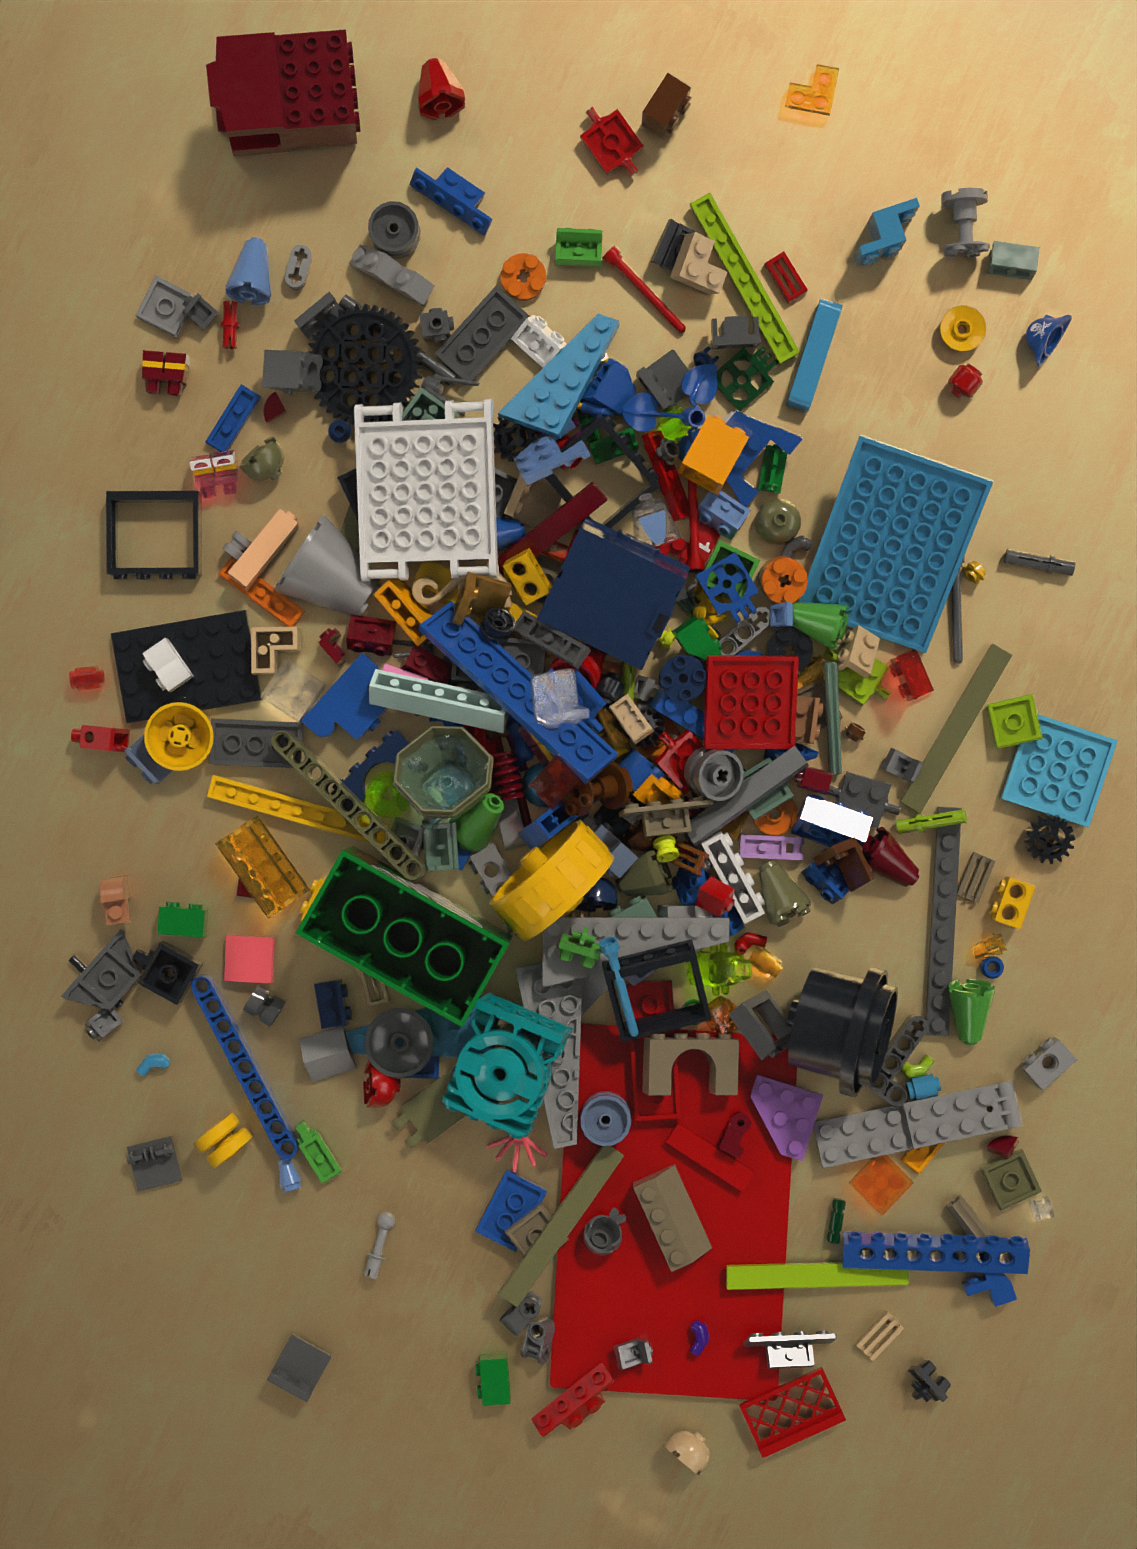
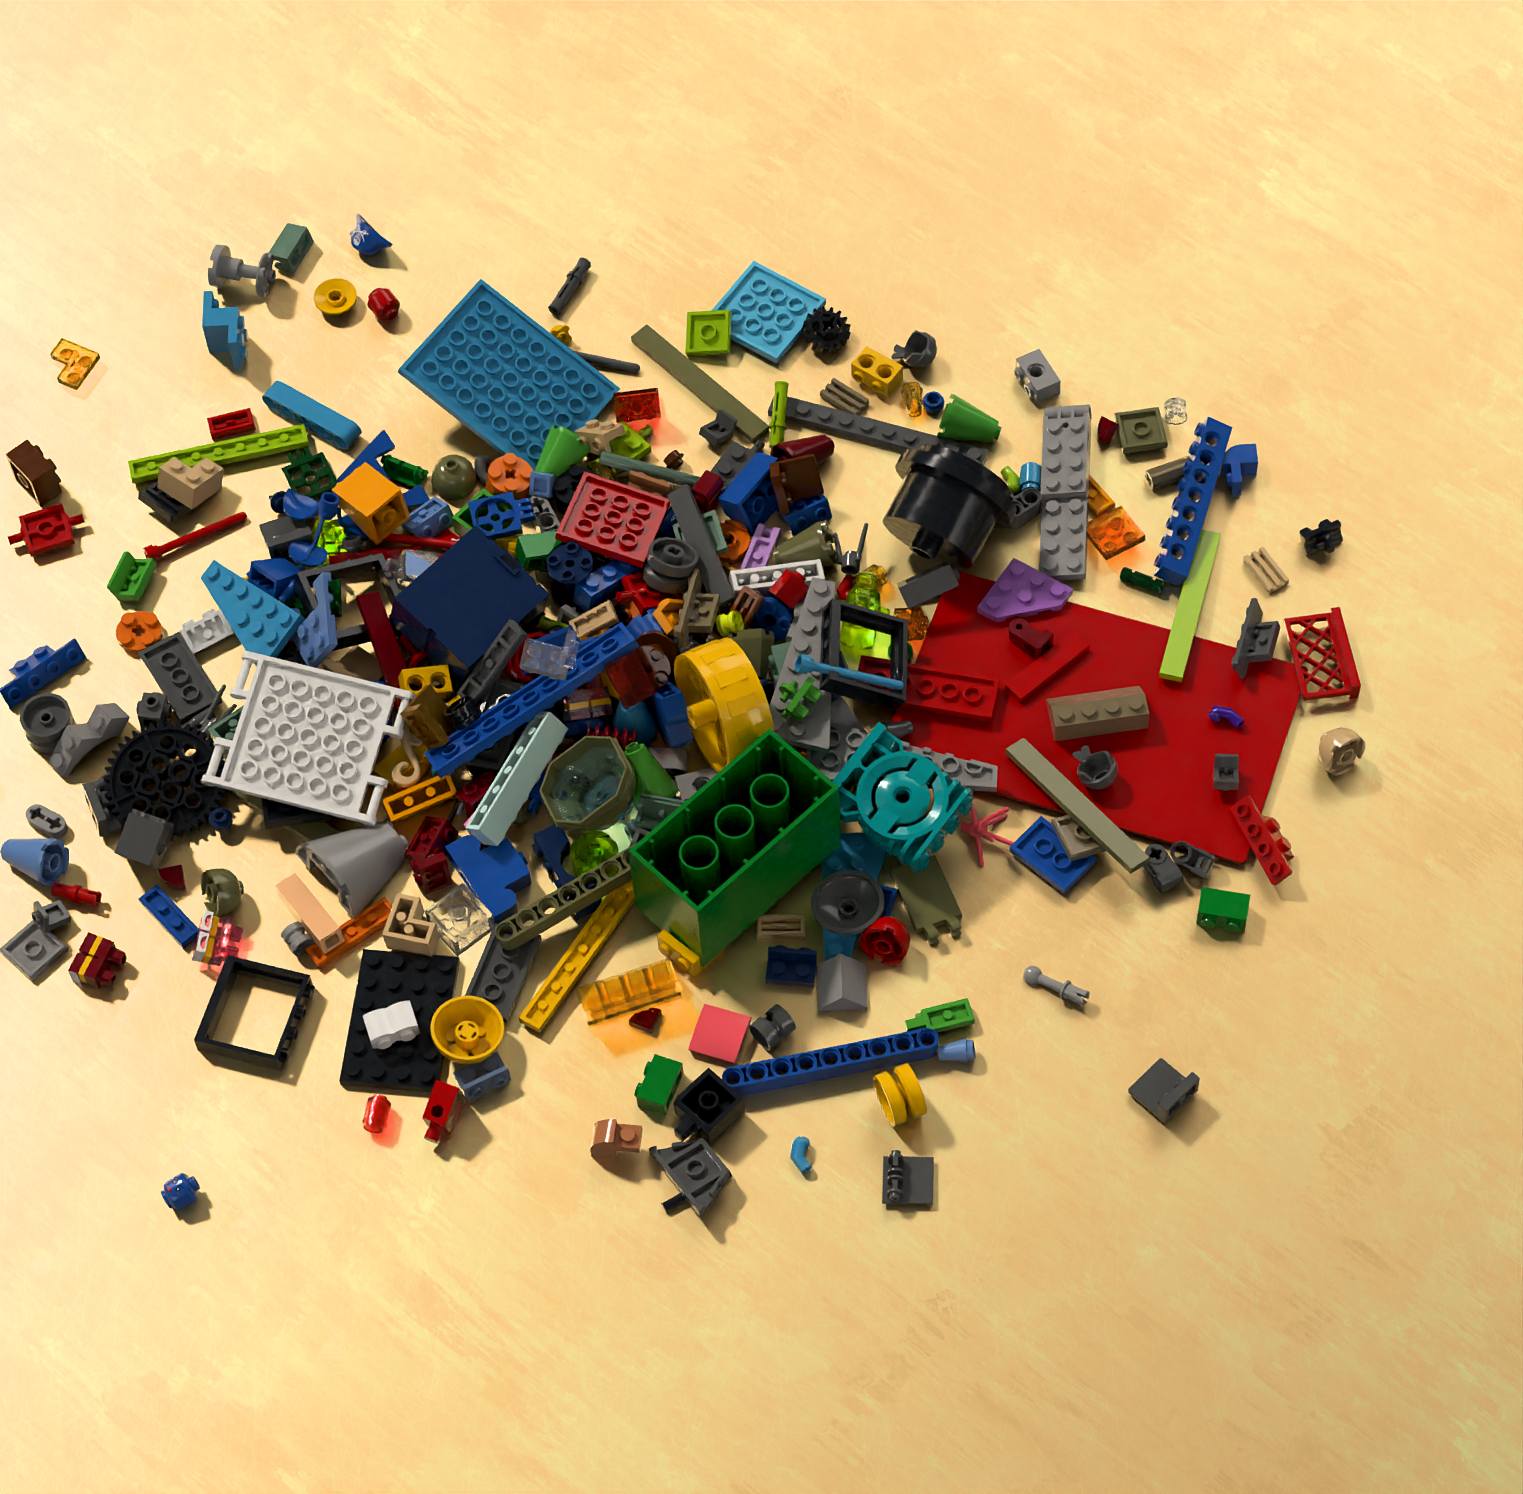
camera: 70 degrees left, 30 degrees down
(102, 1024) = (743, 1192): dark grey bracket -> none
(597, 1031) = (899, 729): none -> dark grey cone
(605, 1104) = (980, 737): sand blue wheel -> none
(662, 1052) = (946, 630): dark tan arch -> none
(735, 333) = (269, 460): dark grey panel -> none
(777, 943) = (851, 560): none -> dark grey plant
(1047, 937) = (918, 351): none -> dark grey hat

